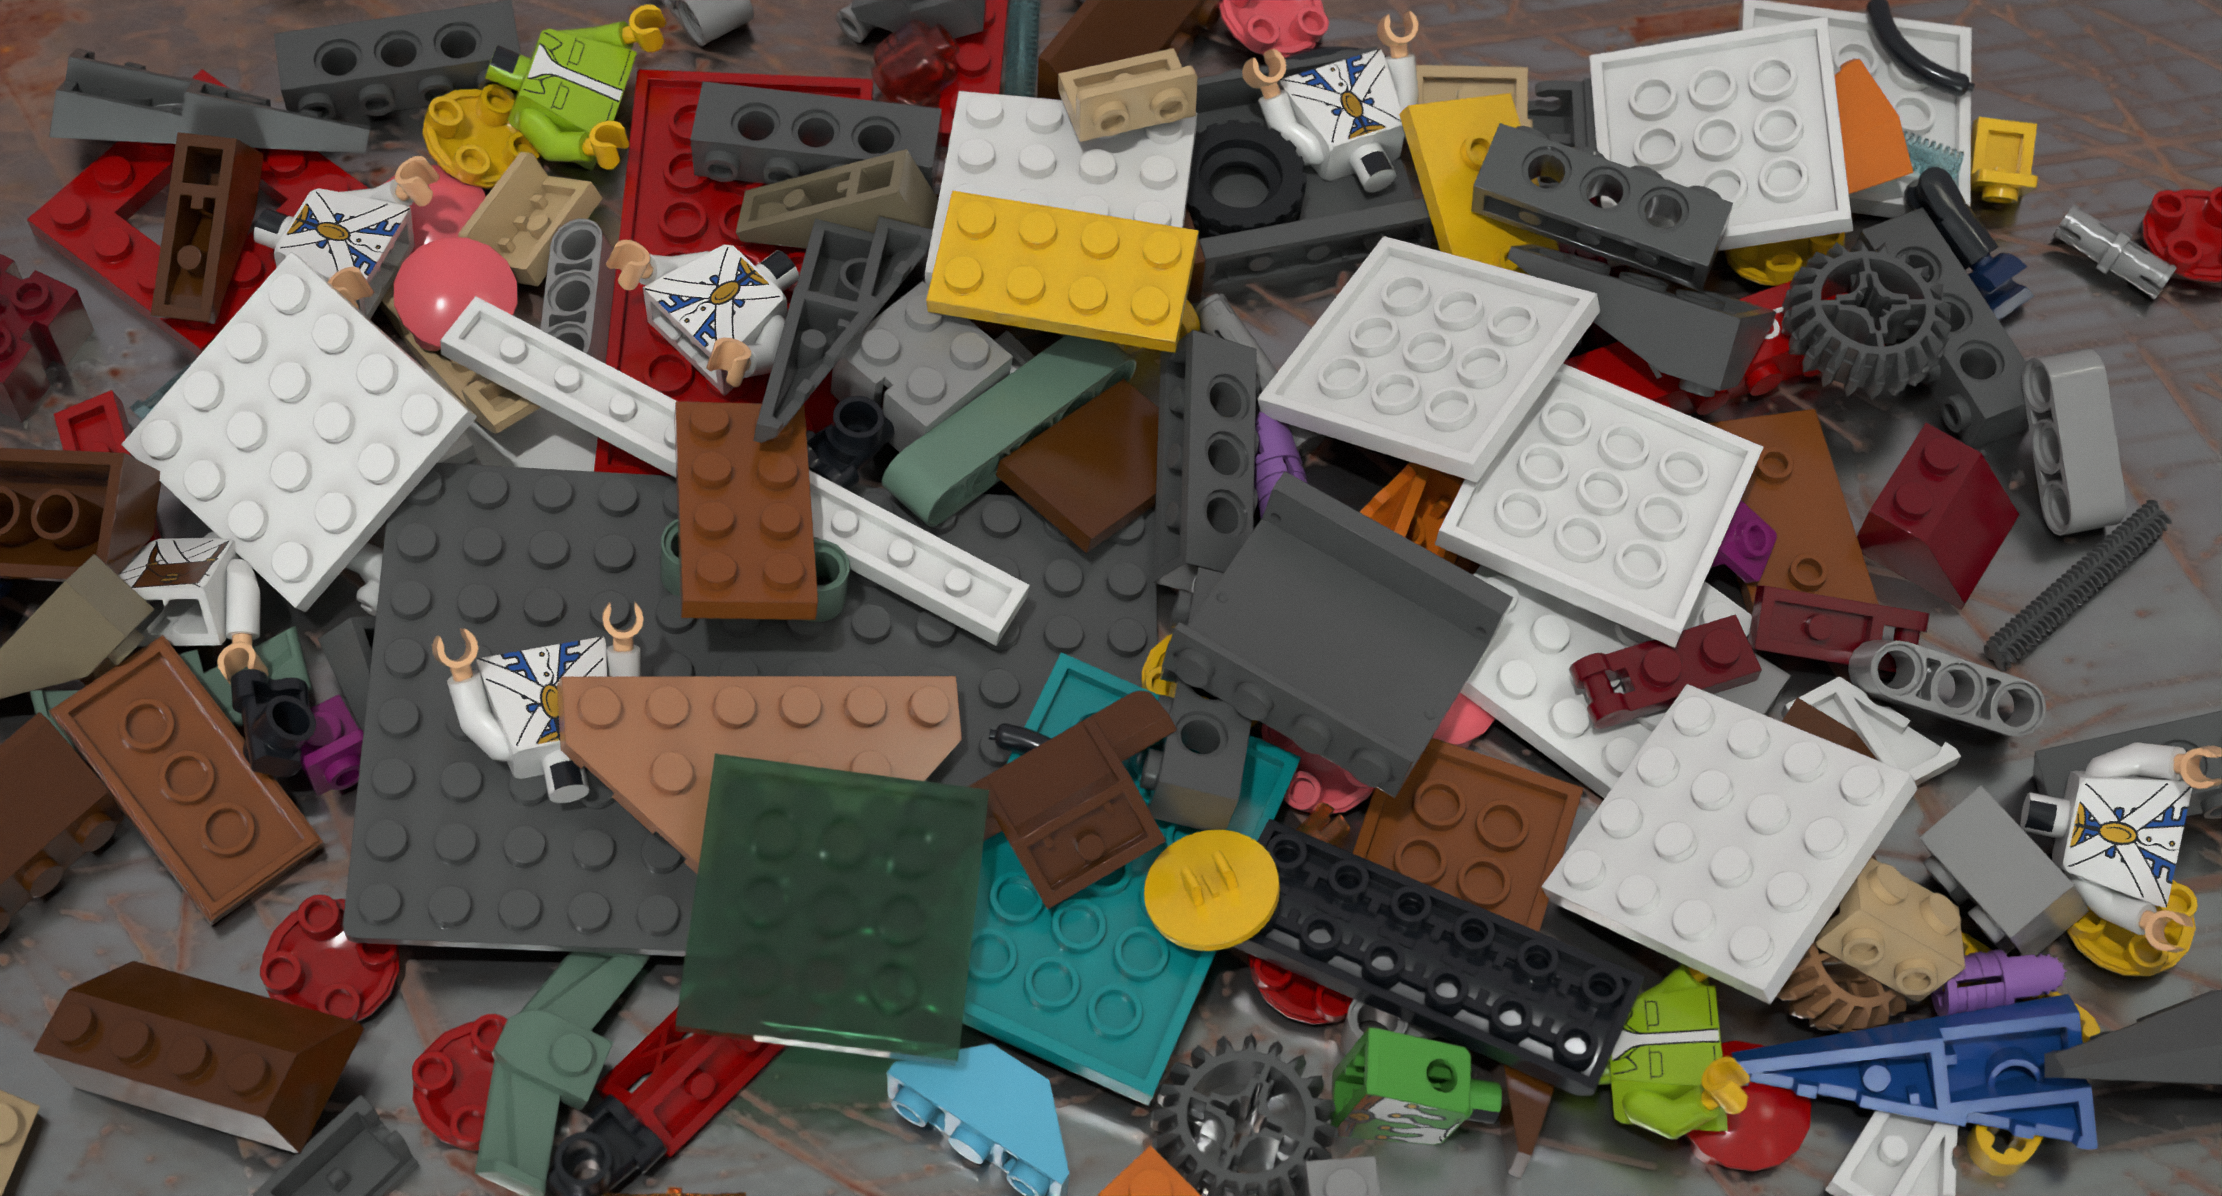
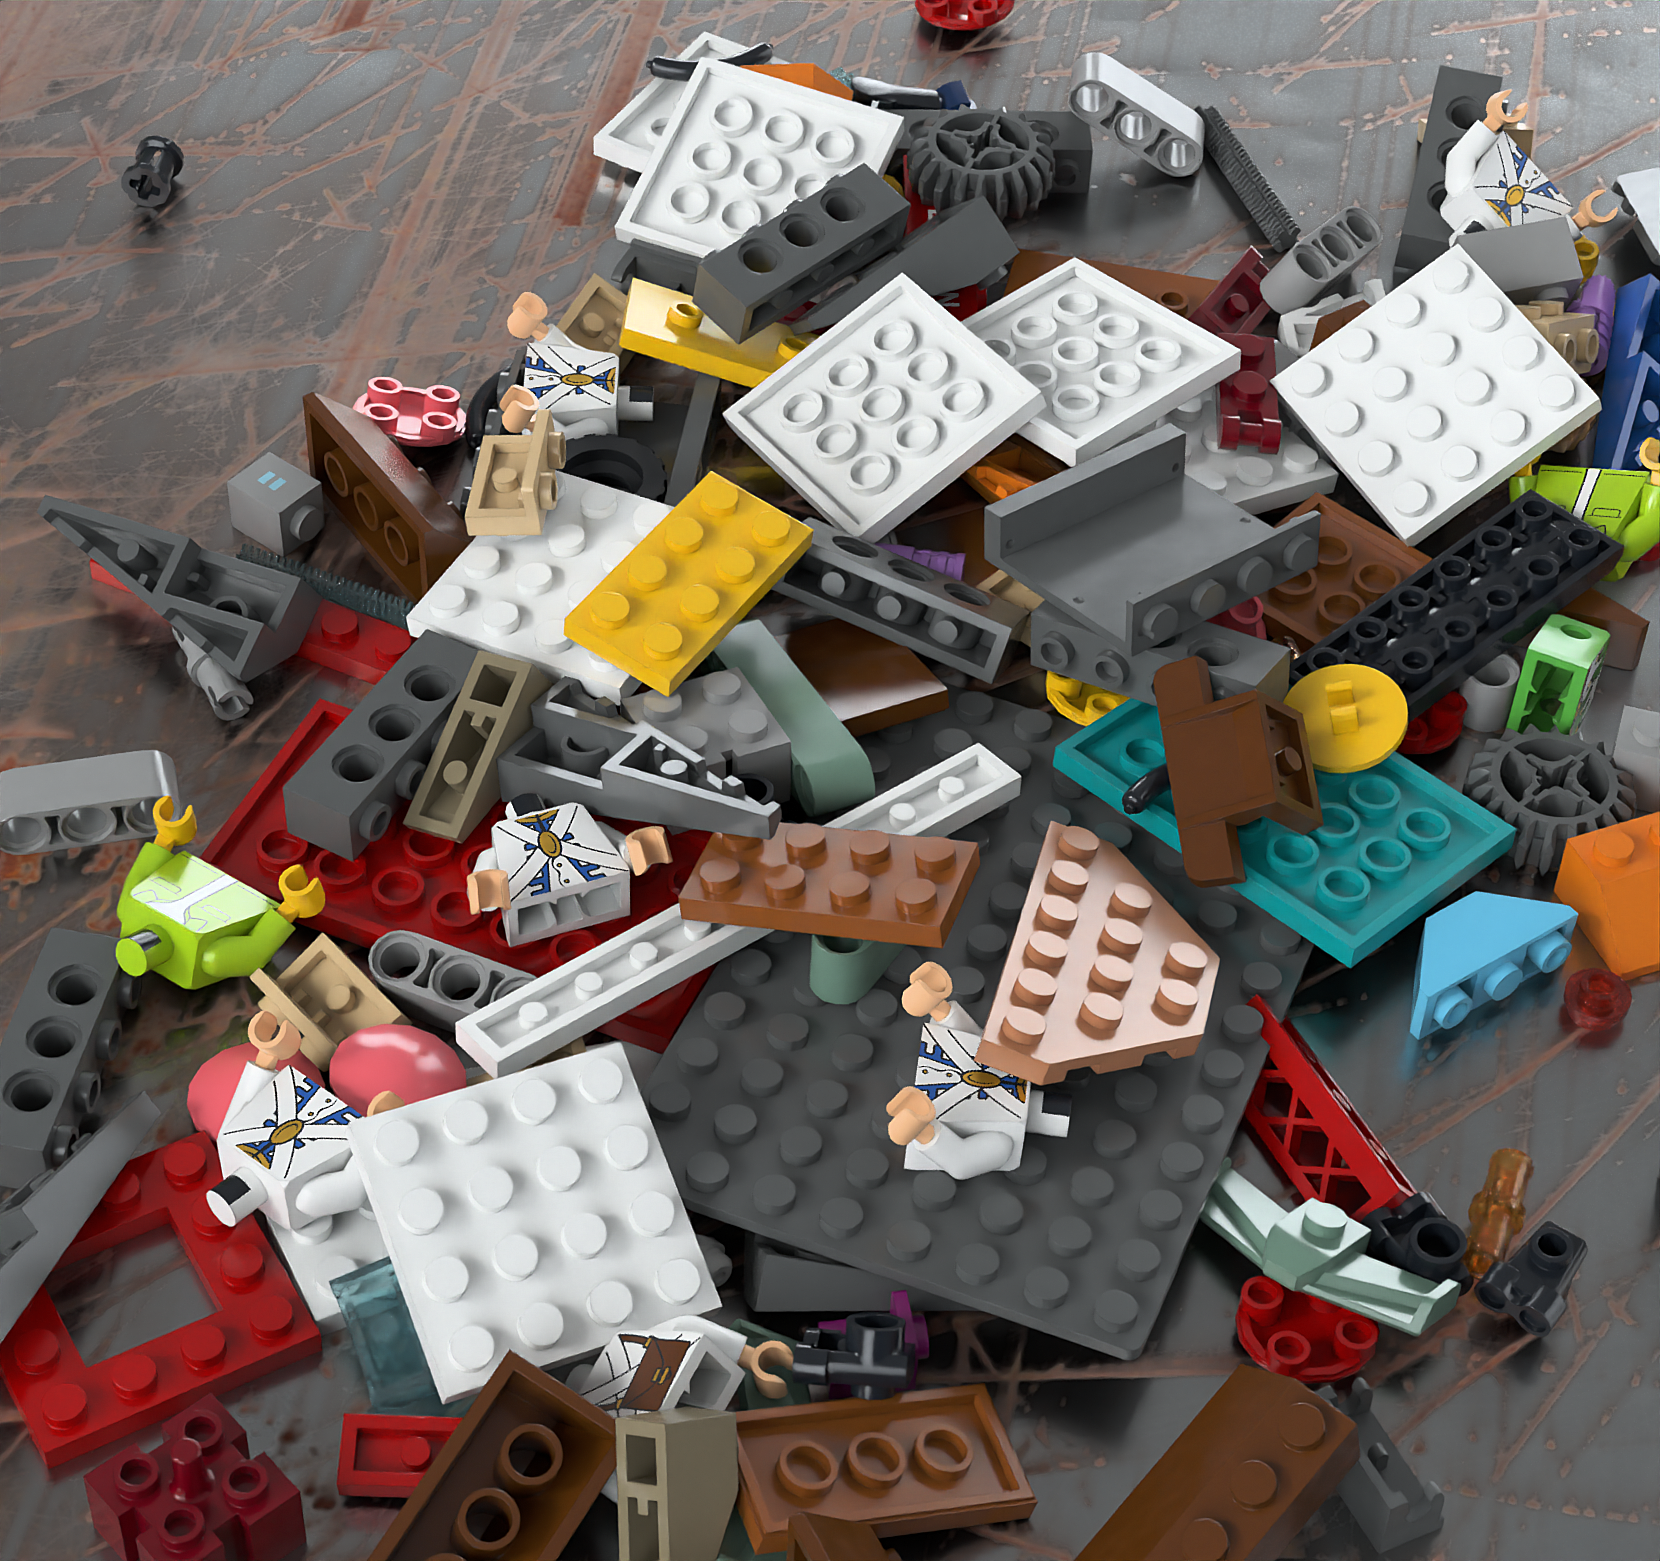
camera: 65 degrees left, 15 degrees down
(204, 225) = (191, 1259): reddish brown slope -> none
(320, 969) = (1122, 1412): red dish -> none
(472, 134) = (189, 1021): yellow dish -> none
(833, 910) = (1285, 948): clear green plate -> none
(915, 63) = (325, 658): clear red head -> none
(1939, 517) = (1146, 221): dark red slope -> none
(2002, 159) = (832, 51): yellow bracket -> none
(2114, 251) = (956, 45): light grey pin -> none

